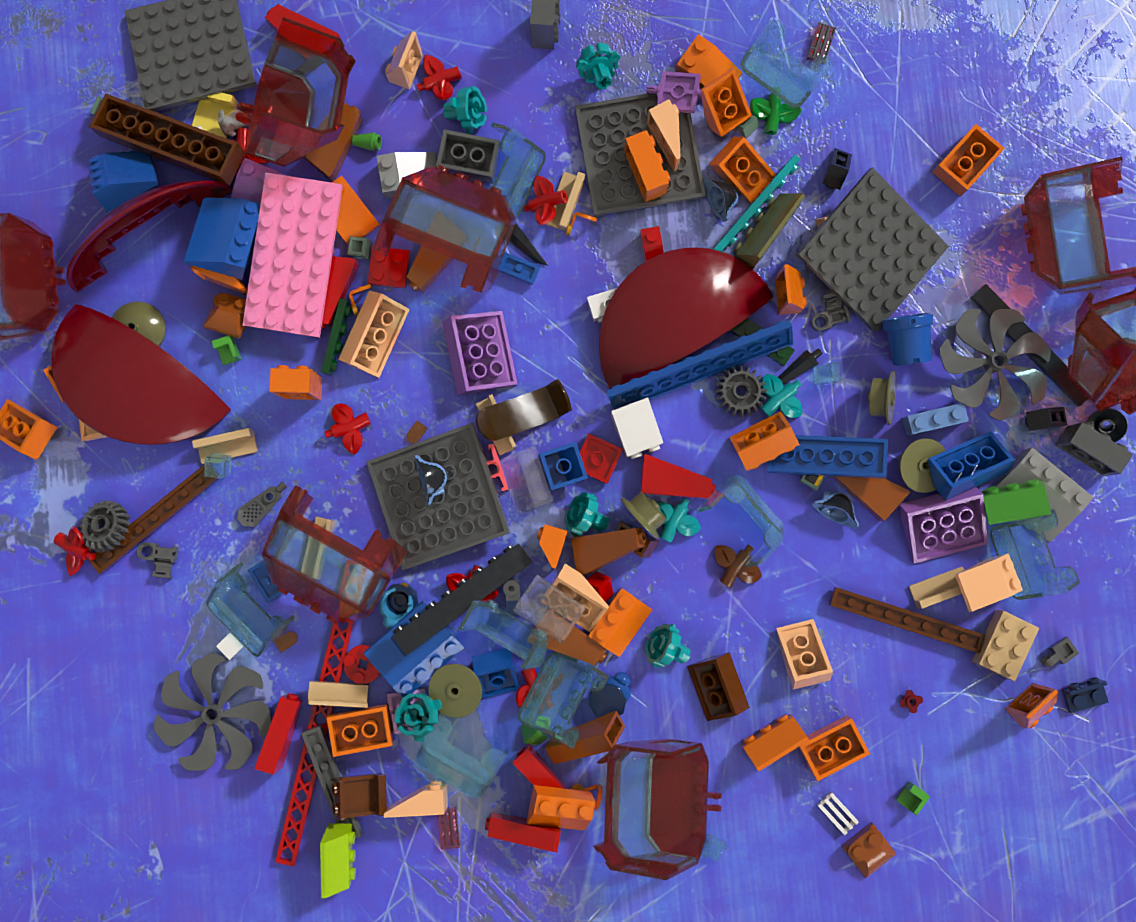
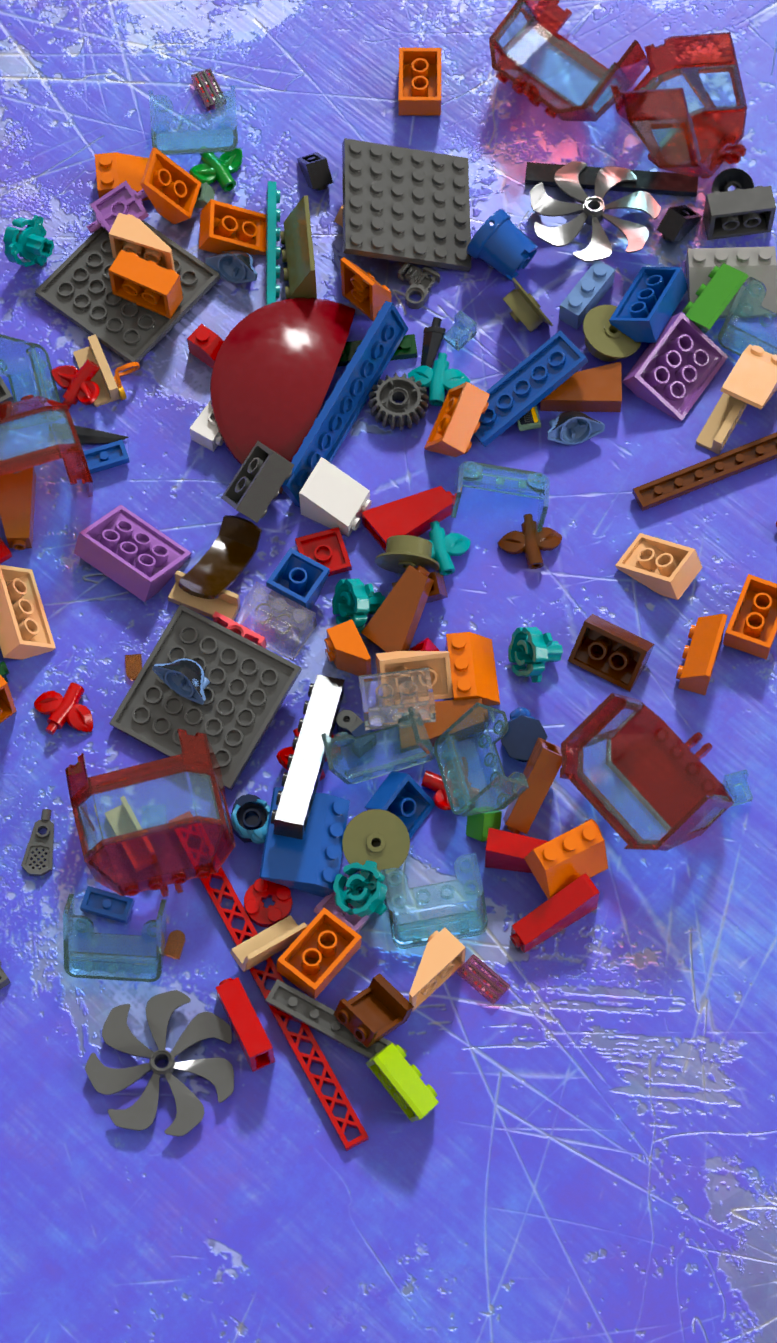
camera: 45 degrees left, 20 degrees down
(230, 646) = (123, 992): white tile -> none
(594, 377) = (257, 482): none -> dark grey brick

